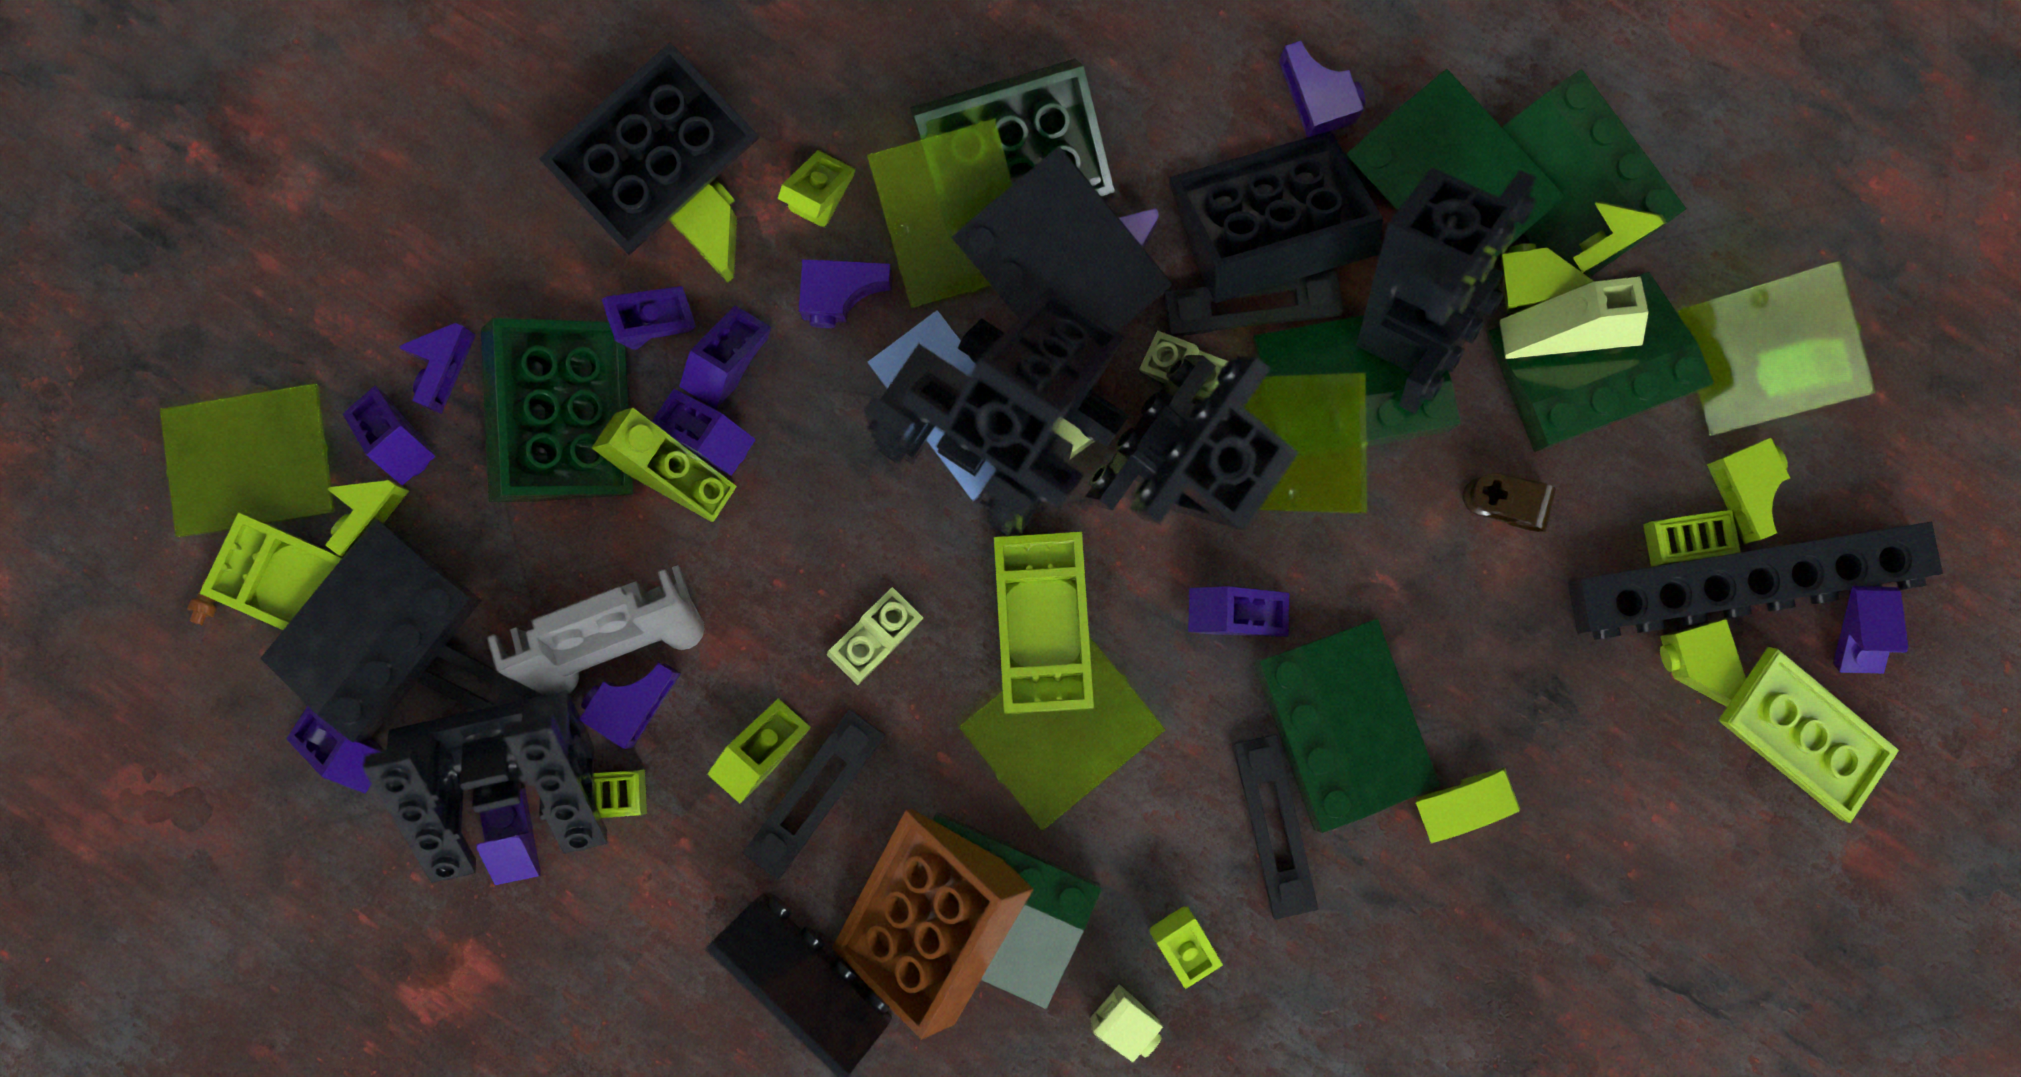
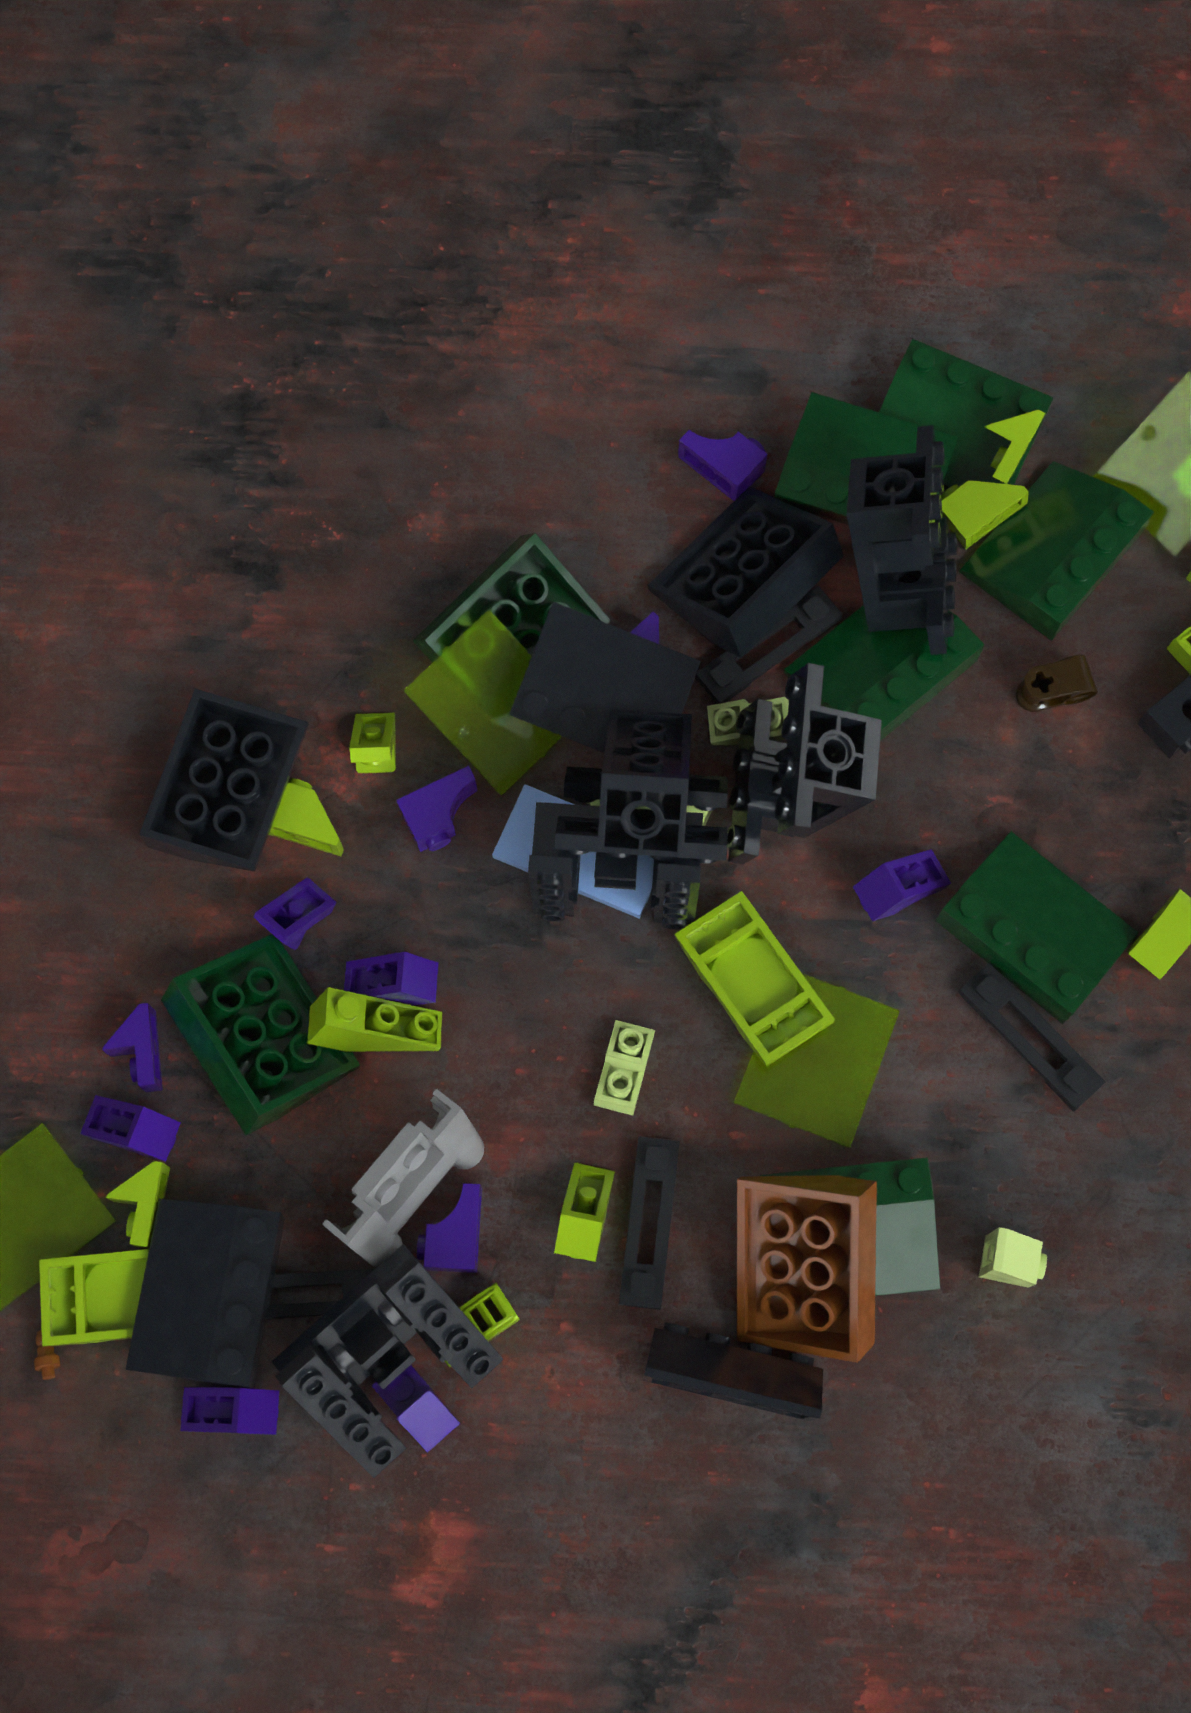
camera: 30 degrees left, 10 degrees down
(723, 356) = (374, 912): dark purple arch -> none
(1185, 946) = (1019, 1170): lime slope -> none
(1327, 427) = (890, 690): clear neon green piece -> none
(1583, 319) = (1026, 519): yellowish green slope -> none

